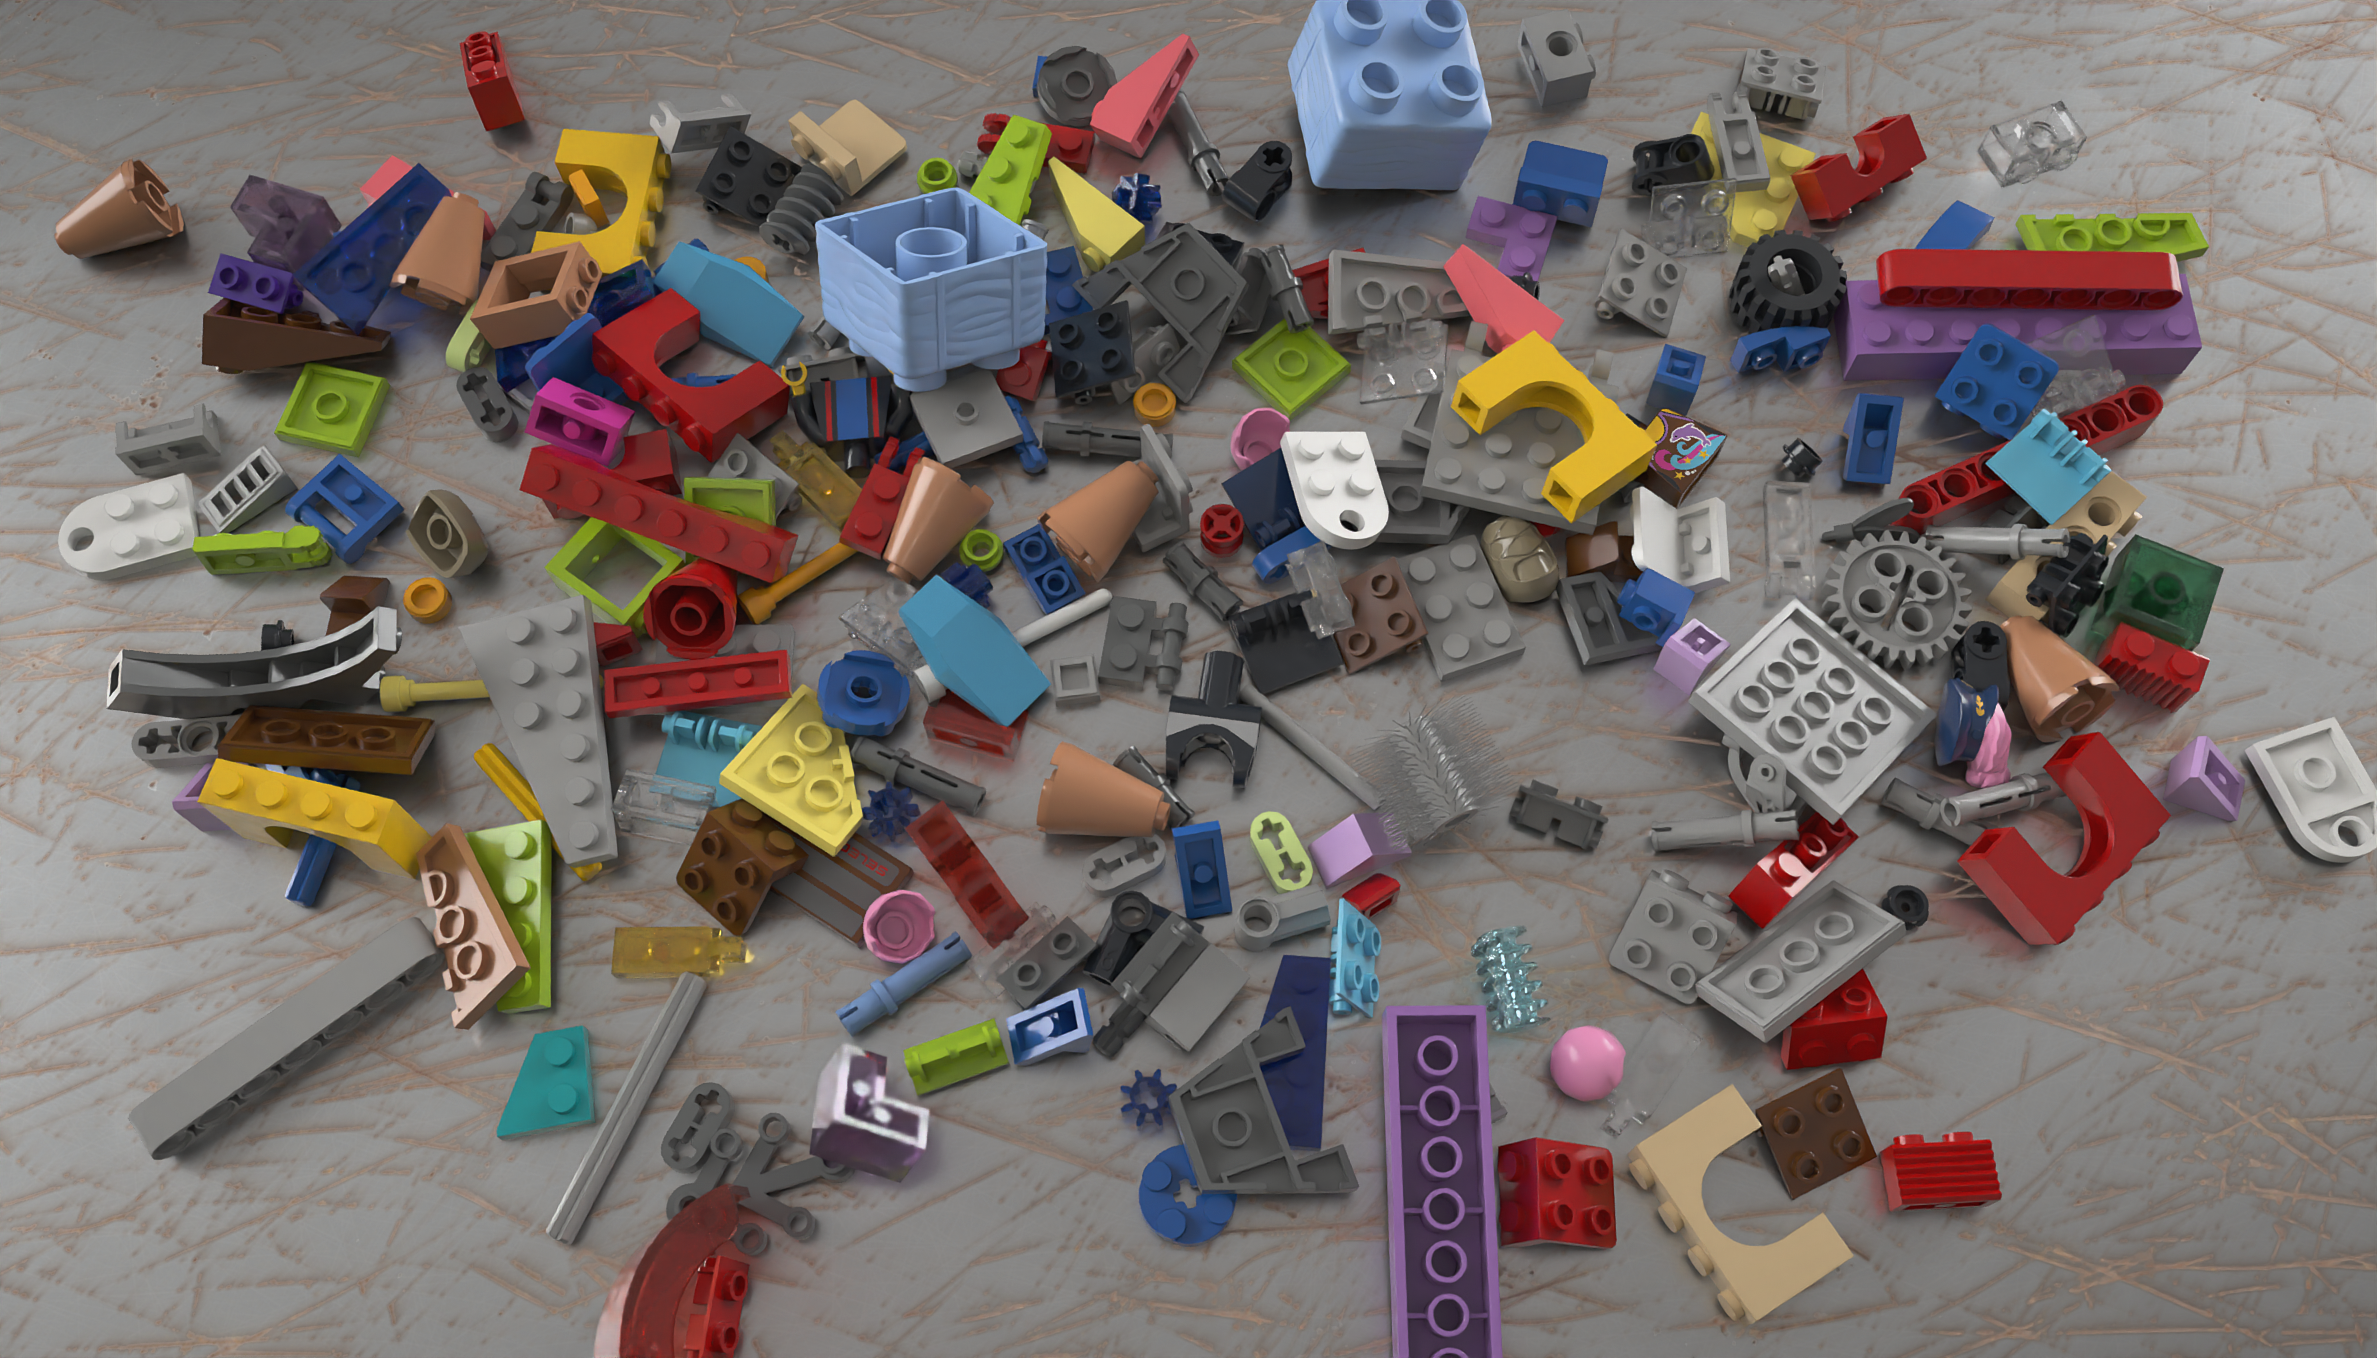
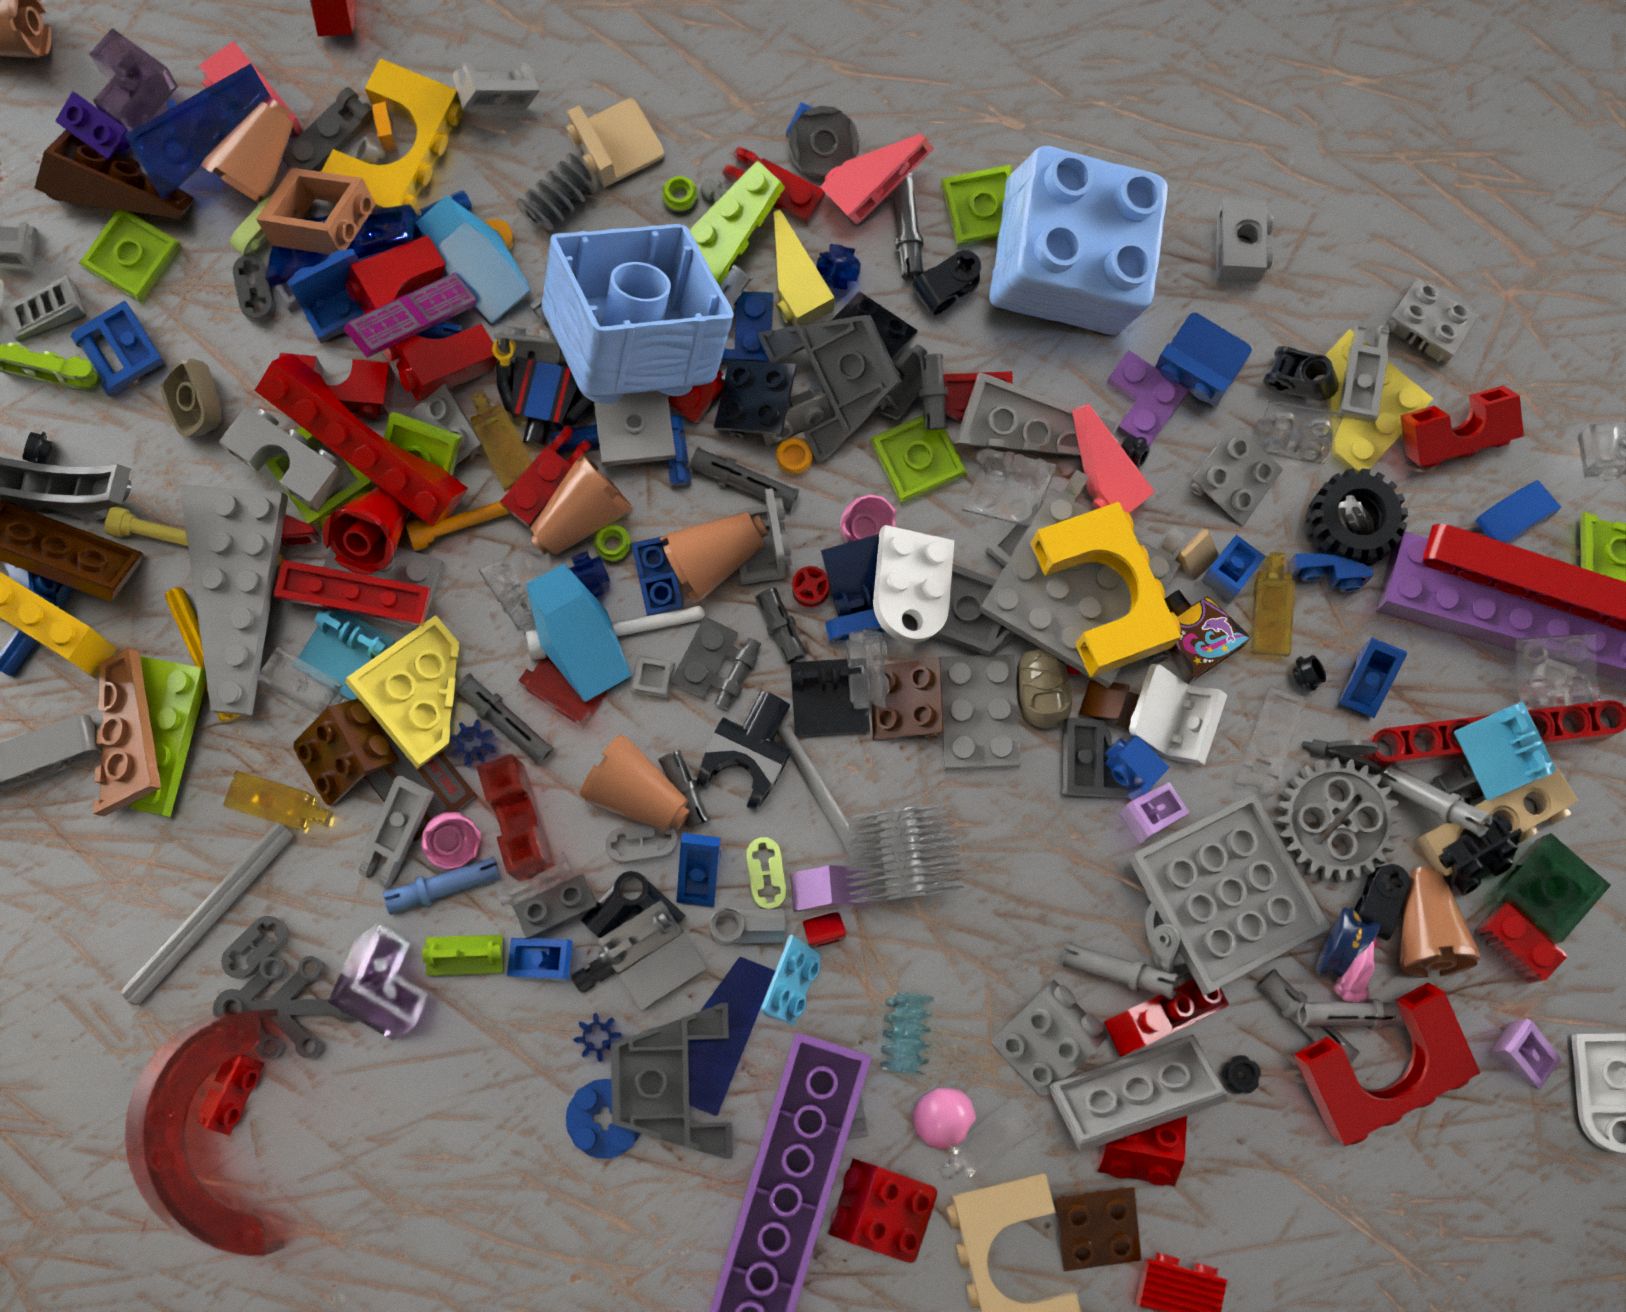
camera: 15 degrees right, 10 degrees up
(353, 599) = (105, 438): reddish brown slope -> none
(427, 600) = (163, 447): light orange tile -> none
(540, 544) = (256, 439): none -> light grey arch
(552, 1086) = (155, 879): teal wing -> none
(579, 421) = (318, 337): dark pink brick -> none
(676, 366) = (410, 315): none -> magenta tile
(746, 178) = (521, 147): black hinge -> none
(829, 933) = (395, 829): none -> light grey hinge
(860, 715) = (484, 659): blue plate -> none
(1262, 103) = (976, 204): none -> lime tile
(1577, 819) = (1009, 918): dark grey hinge -> none
(1633, 374) = (1197, 555): none -> tan slope
(1736, 405) = (1273, 608): none -> clear yellow hinge
(1997, 381) = (1493, 663): blue bracket -> none

